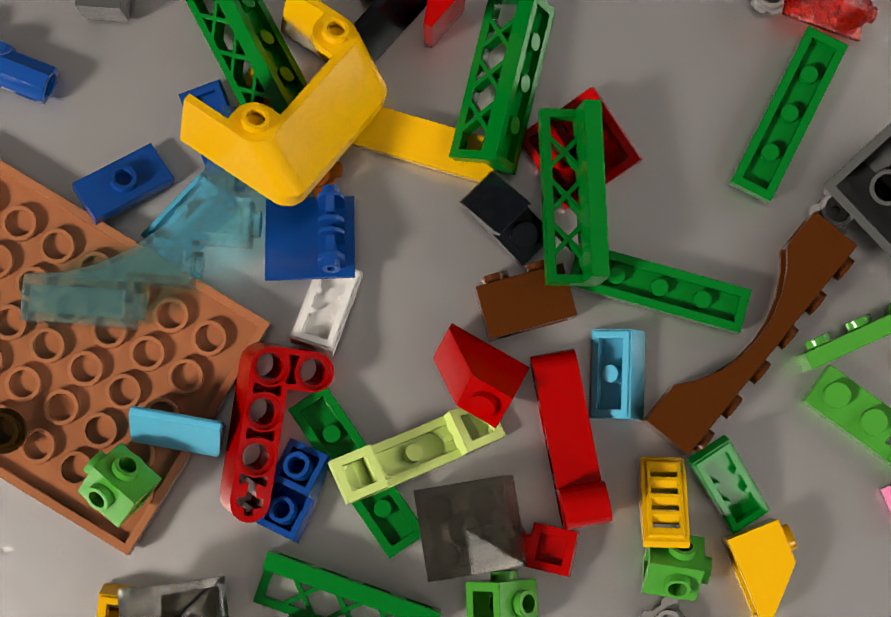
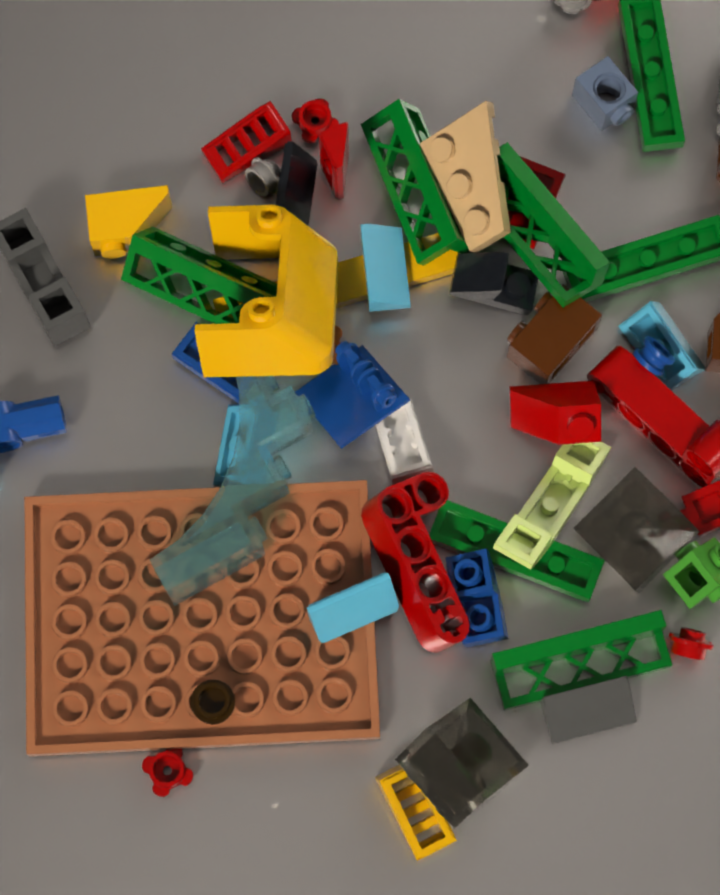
camera: 30 degrees left, 10 degrees down
(118, 483) = (337, 677): bright green brick -> none
(123, 183) = (174, 450): blue plate -> none
(417, 140) = (385, 267): none -> medium azure slope
(546, 102) = (469, 176): none -> tan wing
(597, 382) = (653, 356): none -> blue bush
(734, 90) = (605, 78): none -> sand blue brick

